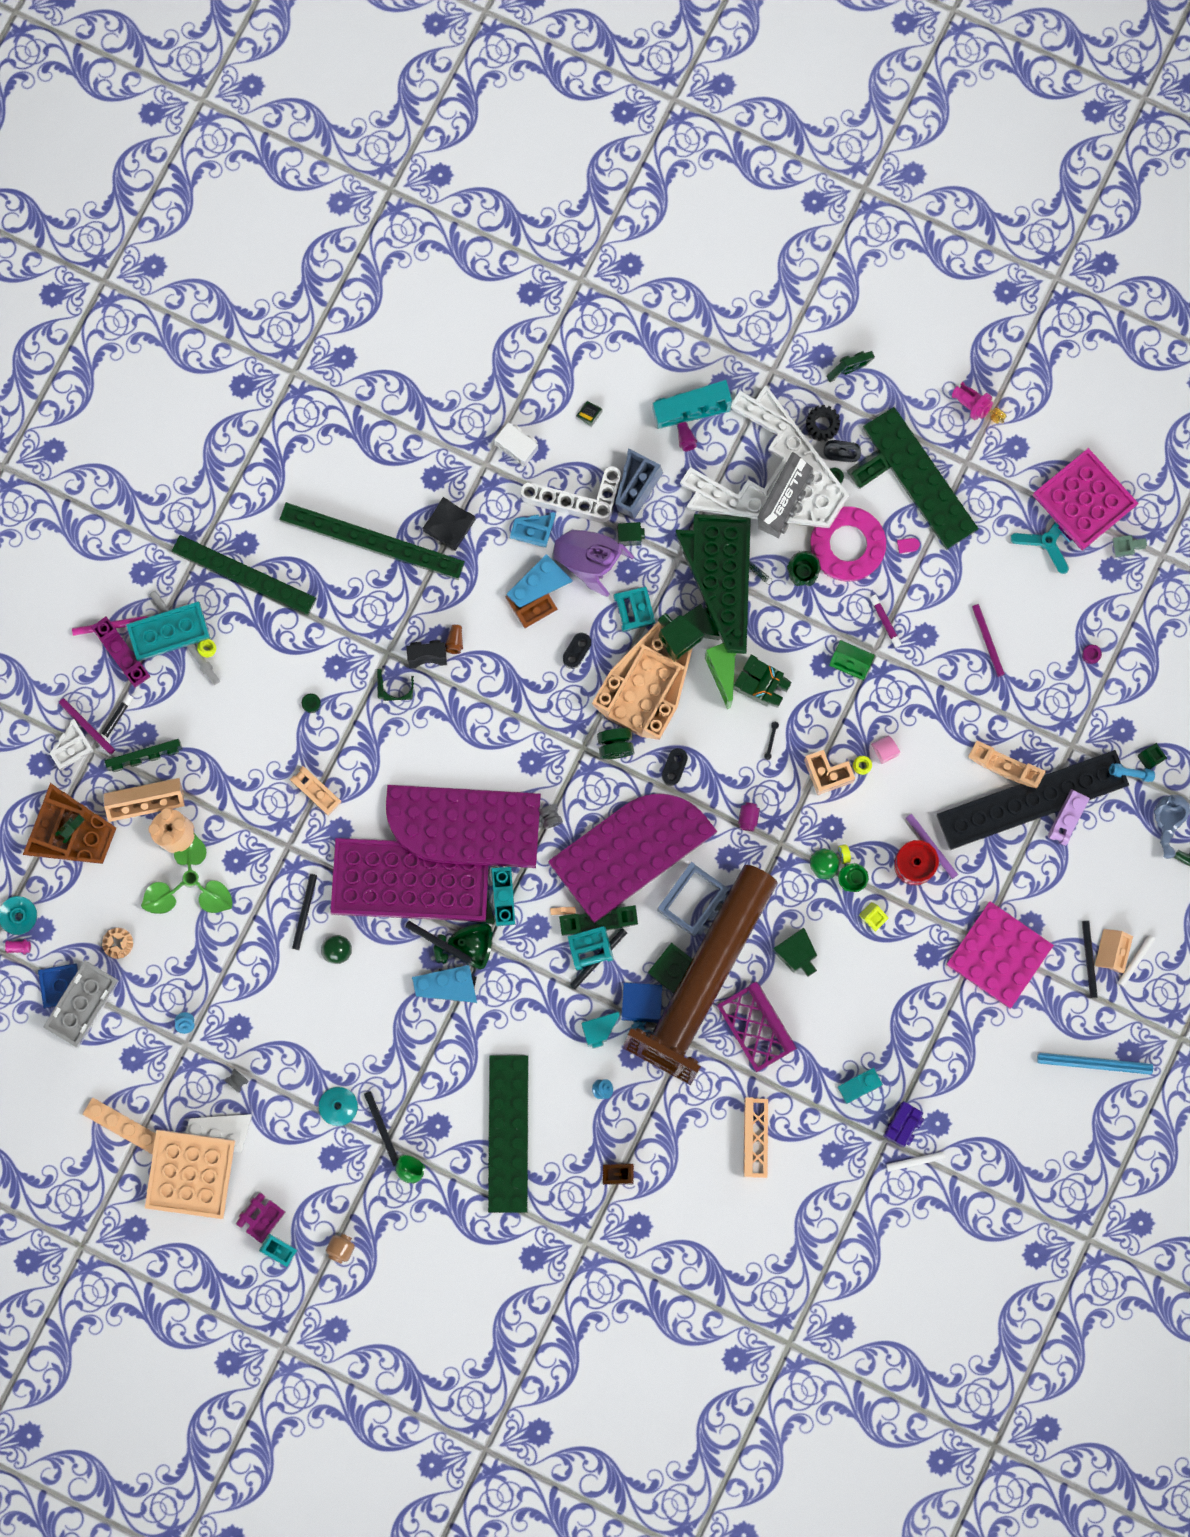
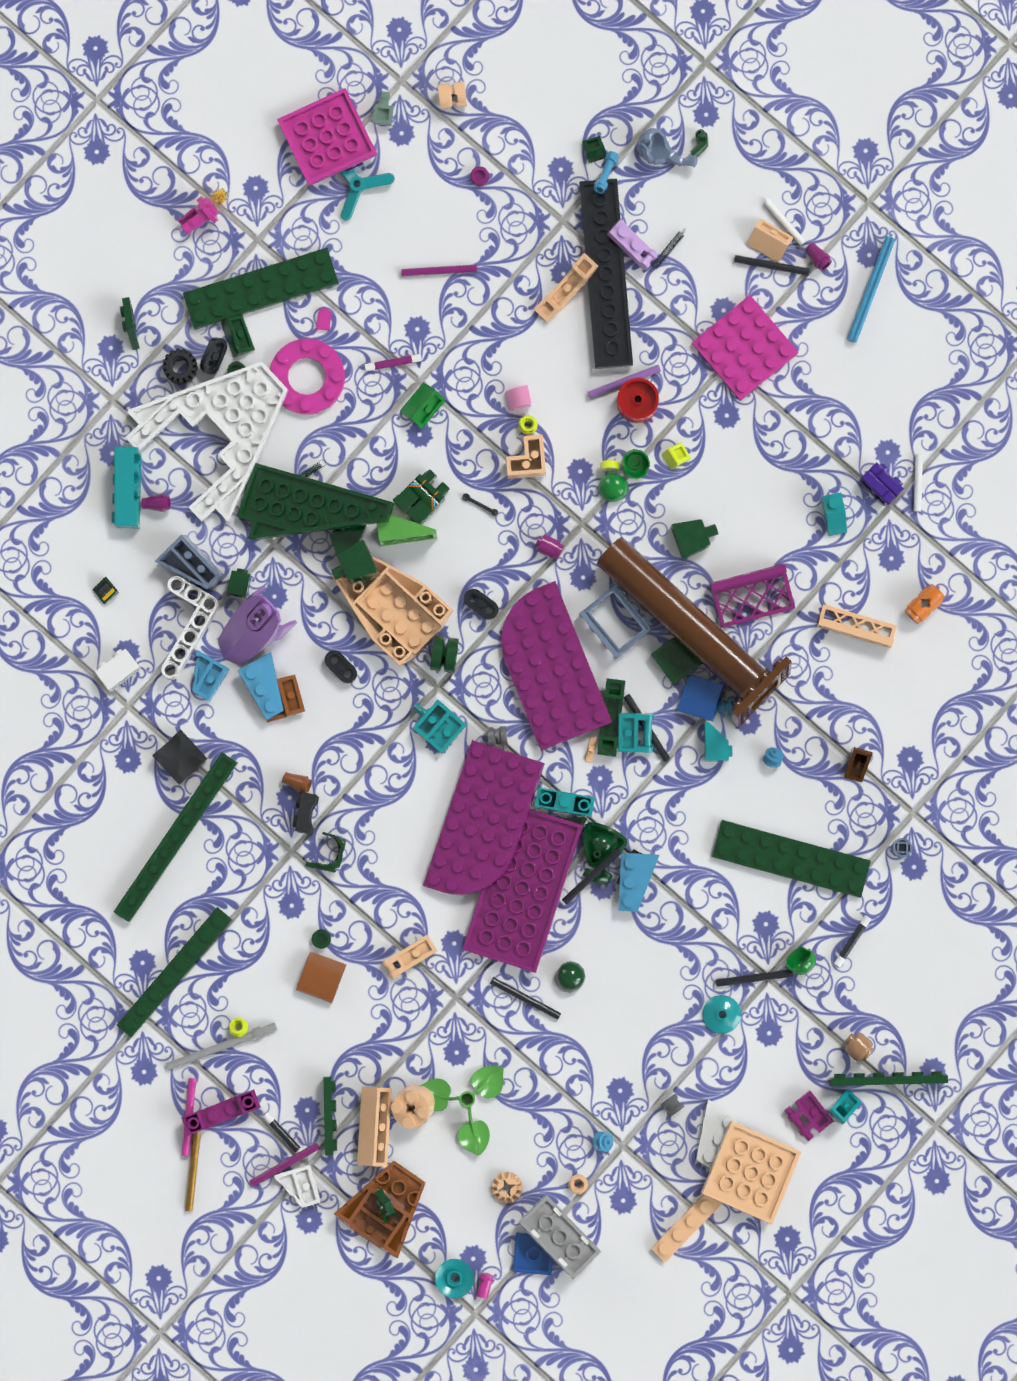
camera: 70 degrees left, 5 degrees up
(59, 643) = (192, 1172): none -> pearl gold bar
(131, 1010) = (582, 1189): none -> light nougat plate
(168, 631) = (212, 1060): teal plate -> none
(274, 712) = (321, 977): none -> dark orange slope
(318, 1294) = (881, 1079): none -> dark green plate
(443, 1216) = (852, 941): none -> black bar
(545, 757) = (438, 725): none -> teal plate
(547, 1239) = (901, 847): none -> sand blue wheel
(640, 606) = (314, 594): teal plate -> none
(785, 496) = (245, 420): flat silver slope -> none
(804, 568) = (320, 425): dark green hair -> none
(807, 1199) = (932, 595): none -> orange piece
(1074, 856) = (669, 252): none -> black piece
(1111, 1003) = (819, 258): none -> magenta cone
(1160, 599) = (447, 100): none -> light nougat wheel

